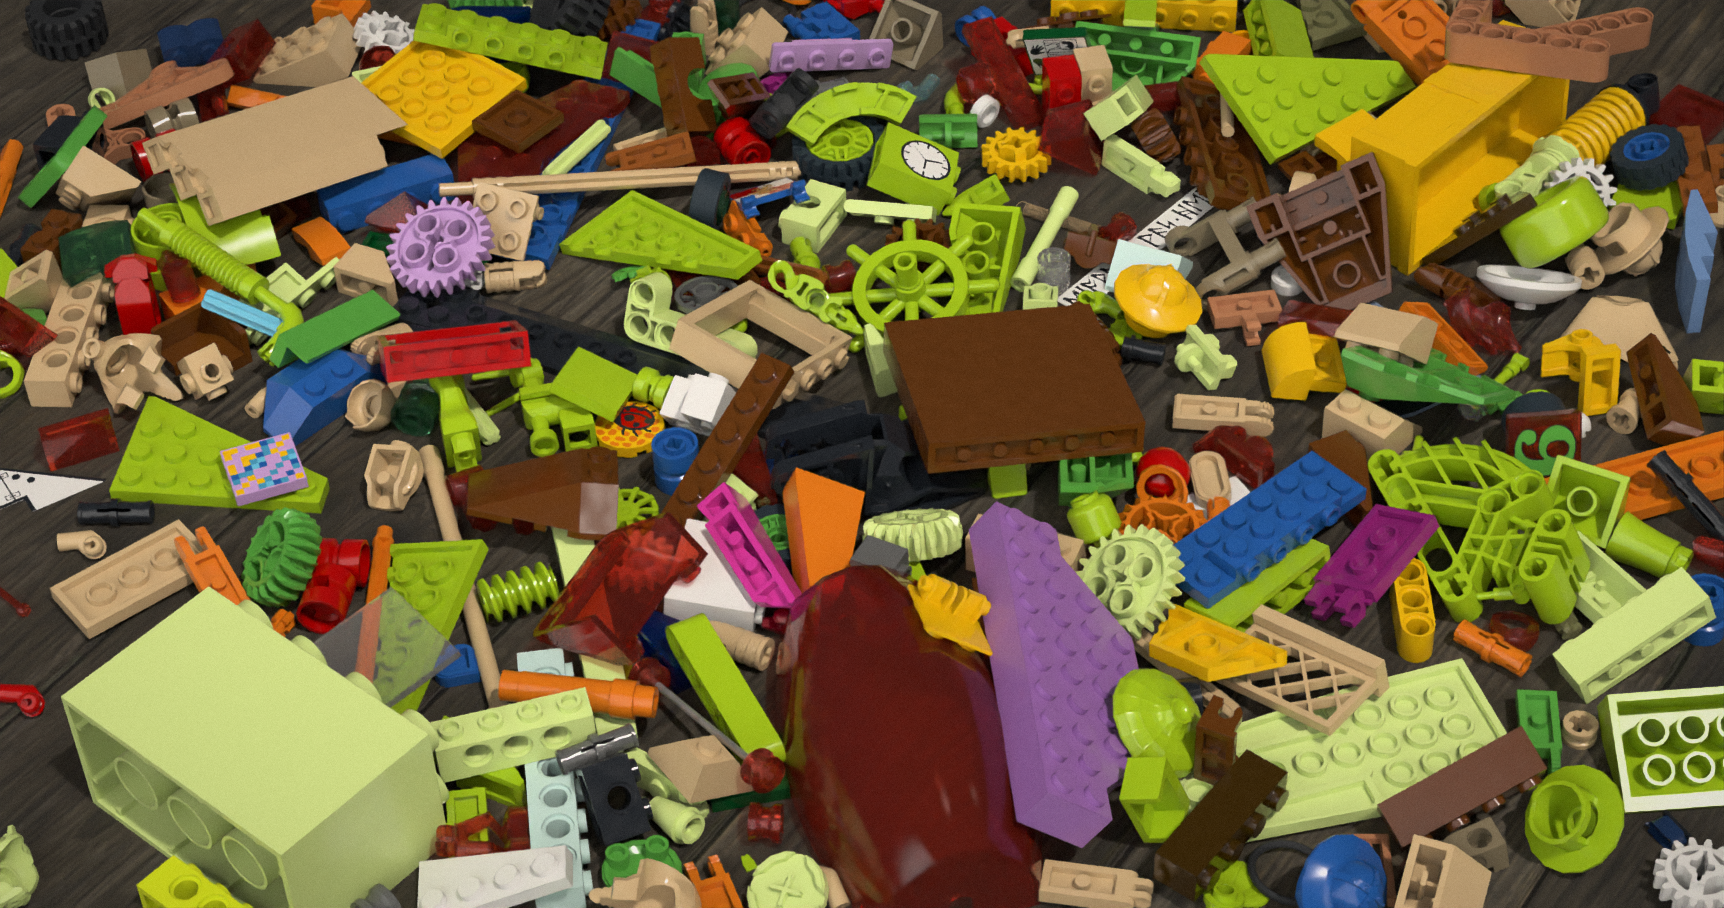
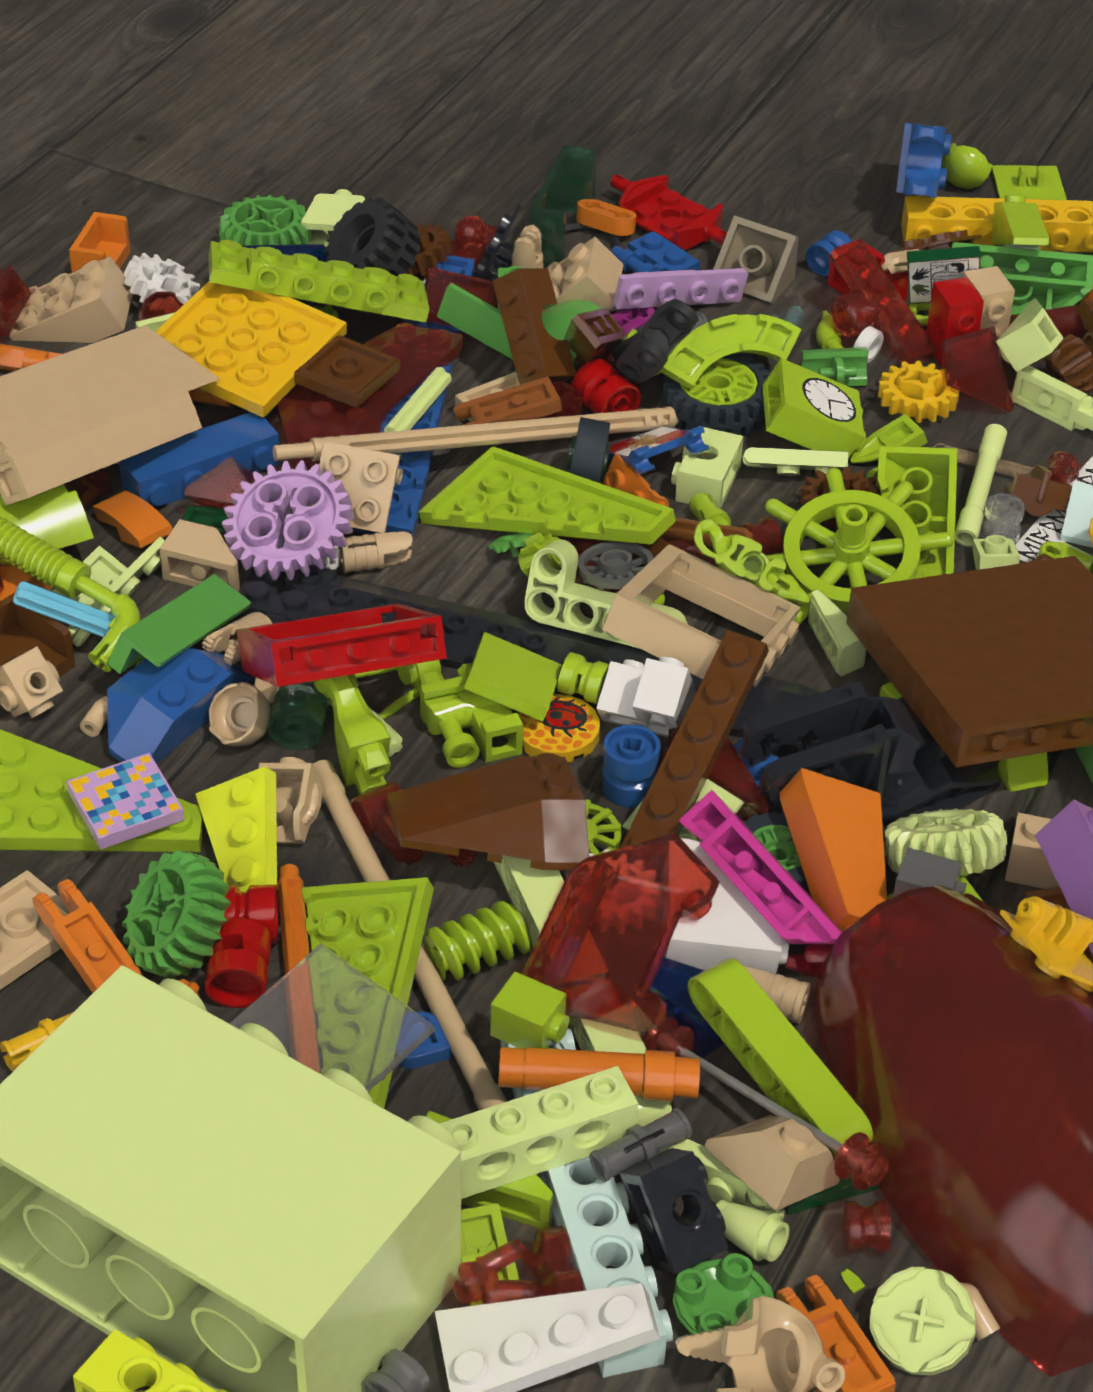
camera: 10 degrees left, 0 degrees up
(352, 494) = (243, 827): none -> neon yellow wing
(533, 646) = (529, 1013): none -> lime brick

